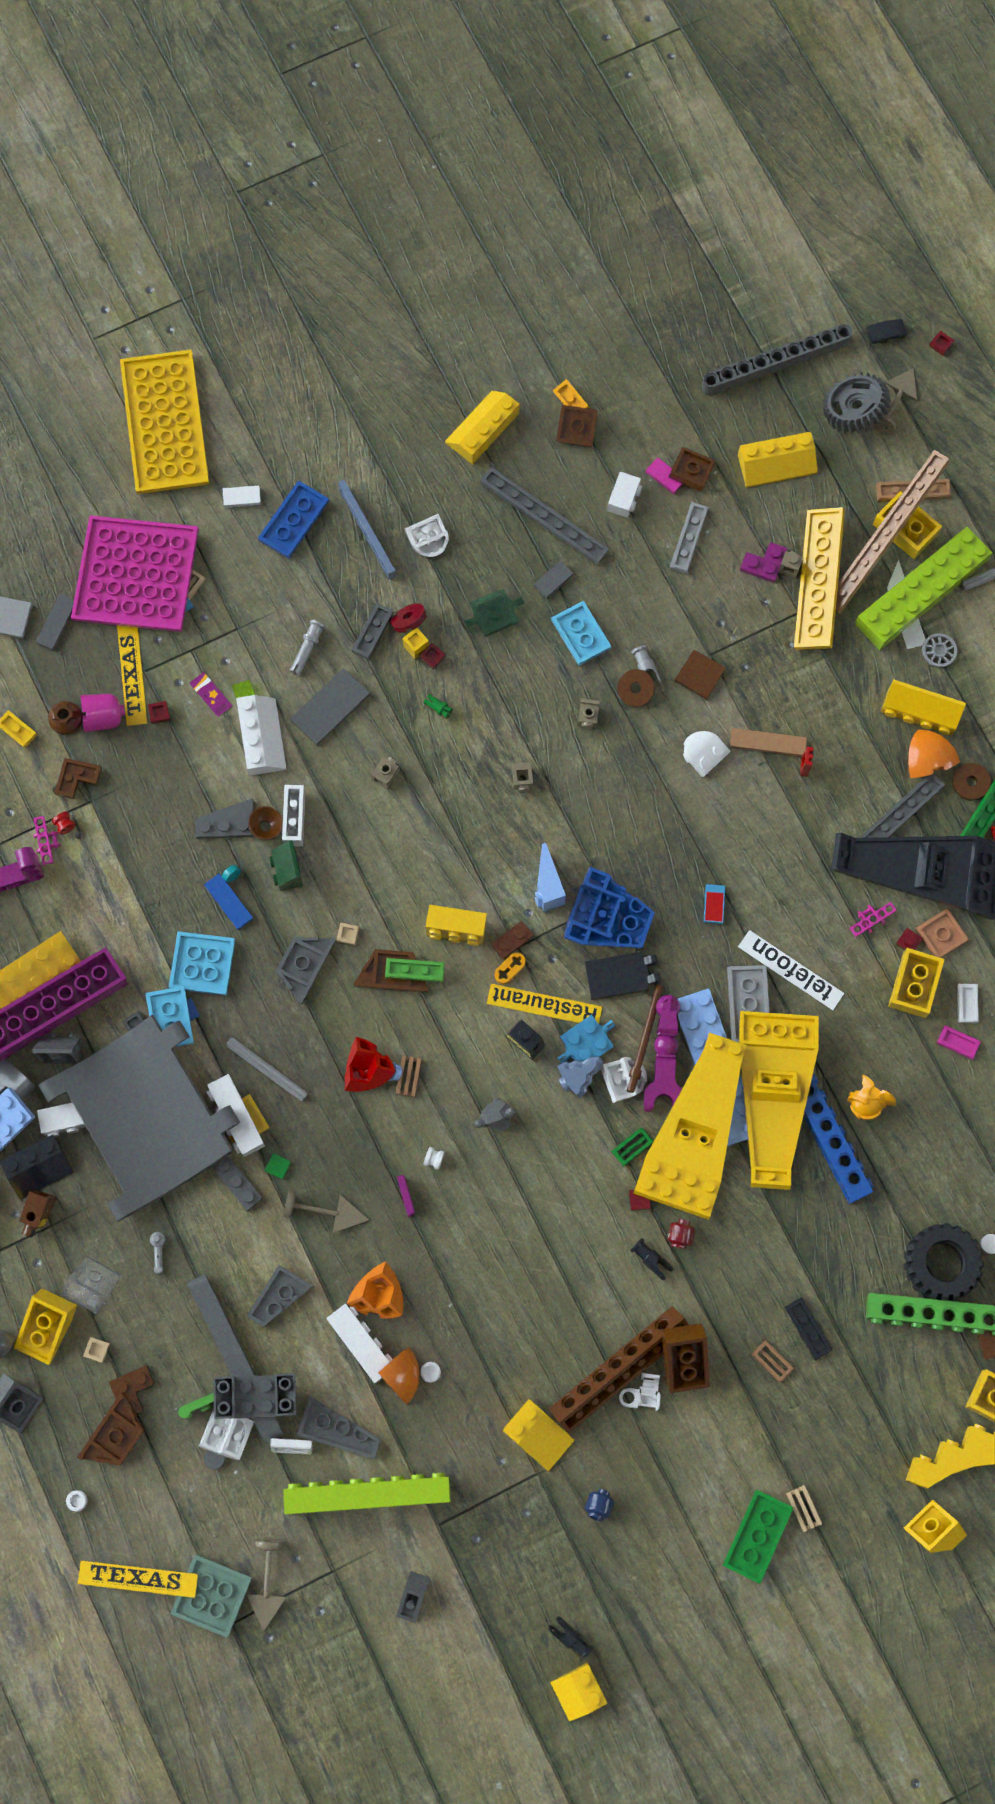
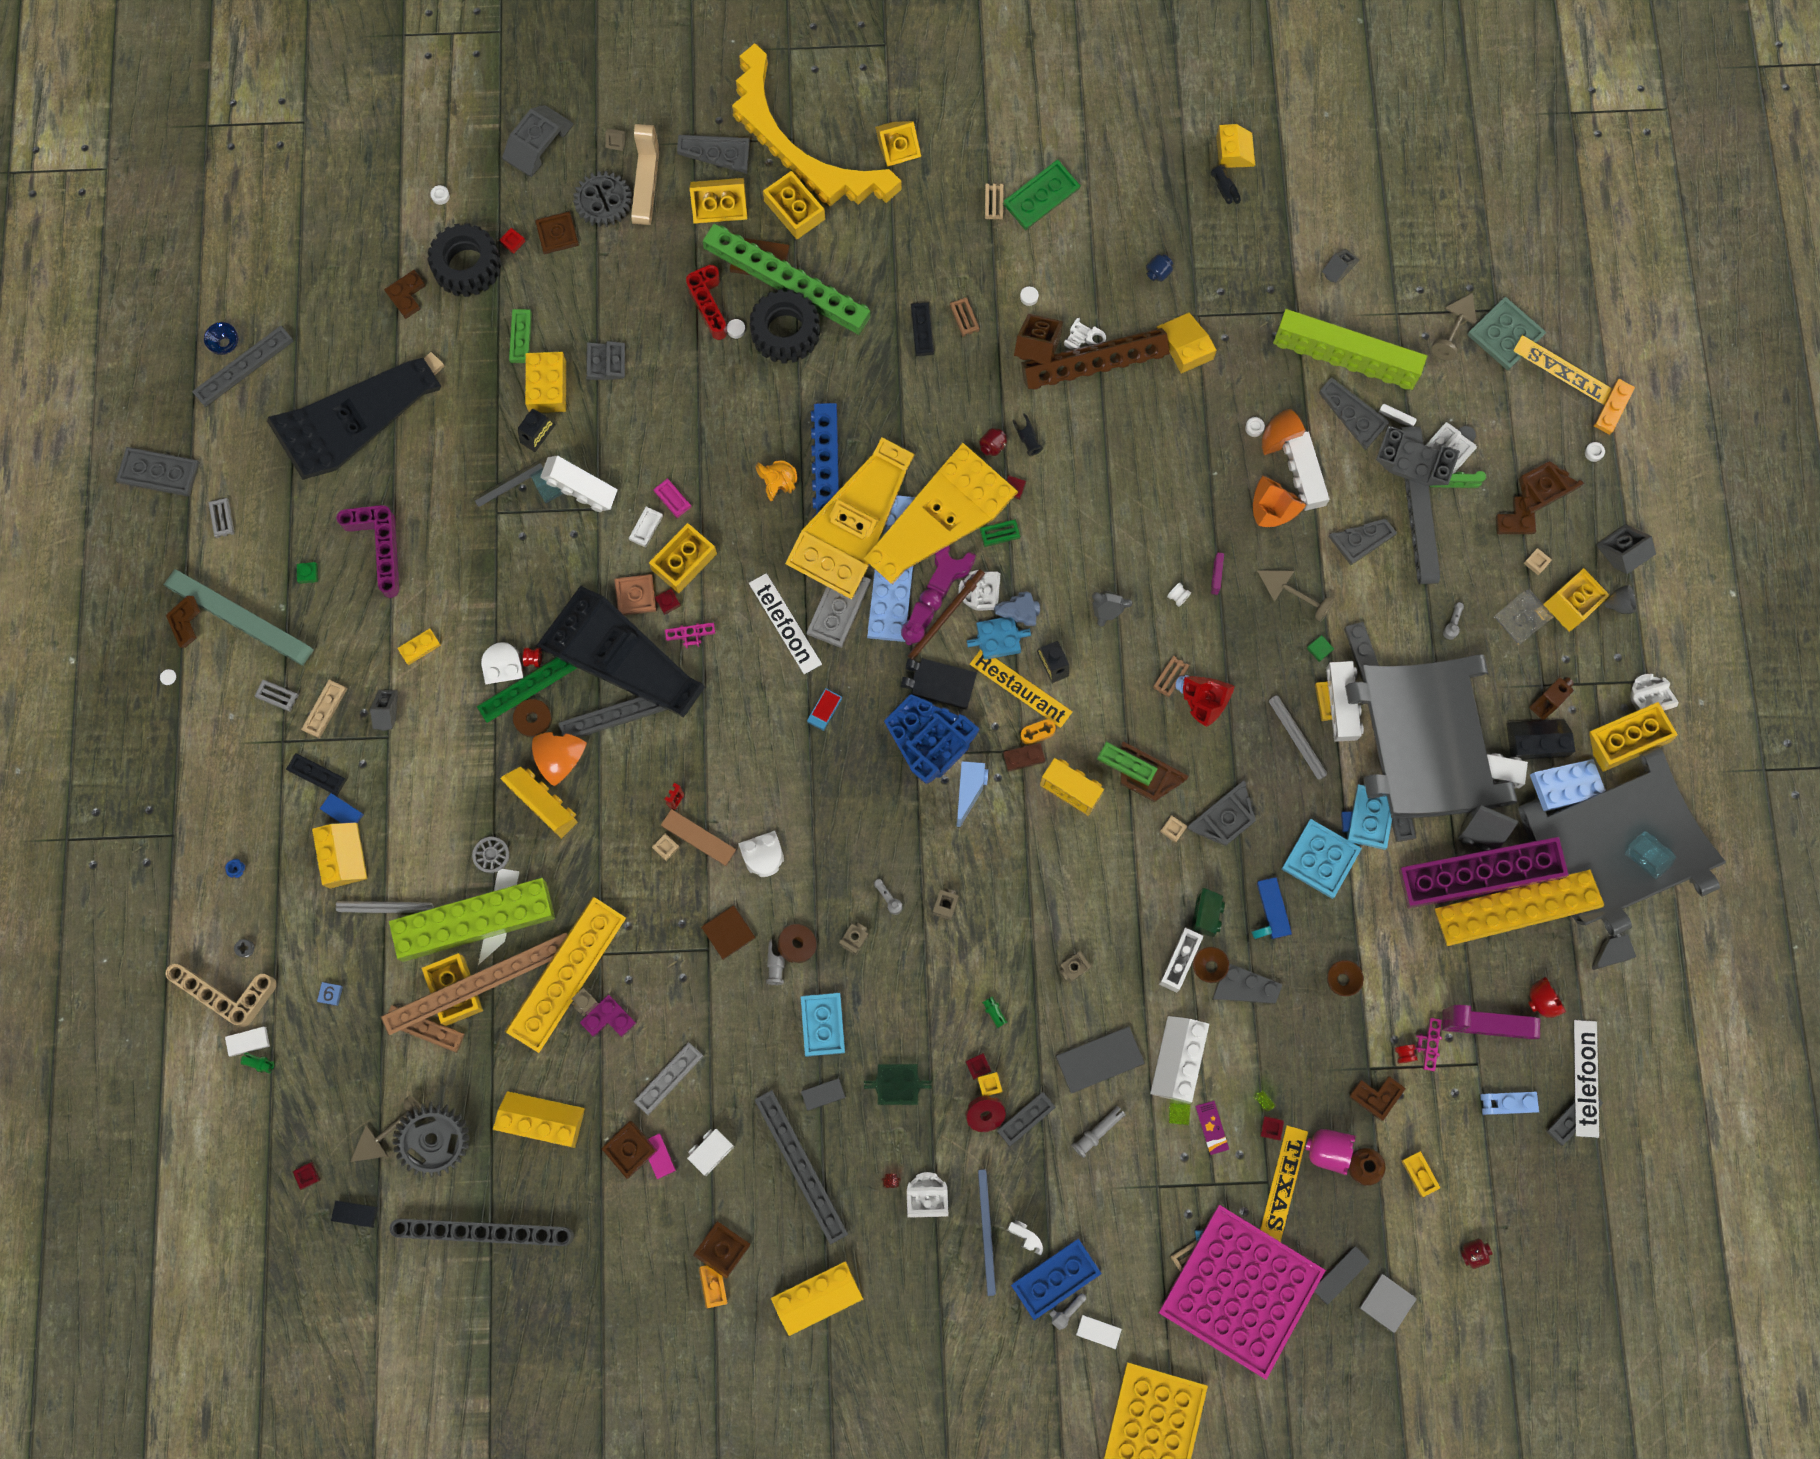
camera: 155 degrees left, 0 degrees up
(72, 1562) = (1614, 406): none -> light orange plate
(138, 855) = (1354, 976): none -> reddish brown piece
(173, 731) = (1264, 1101): none -> clear neon green tile
(276, 491) = (1061, 1319): none -> light grey piece
(333, 537) = (1030, 1239): none -> white slope
(464, 536) = (890, 1181): none -> clear red plate
(567, 758) = (894, 905): none -> light grey piece
(718, 1414) = (1029, 296): none -> white tile
(792, 722) = (665, 847): none -> tan tile

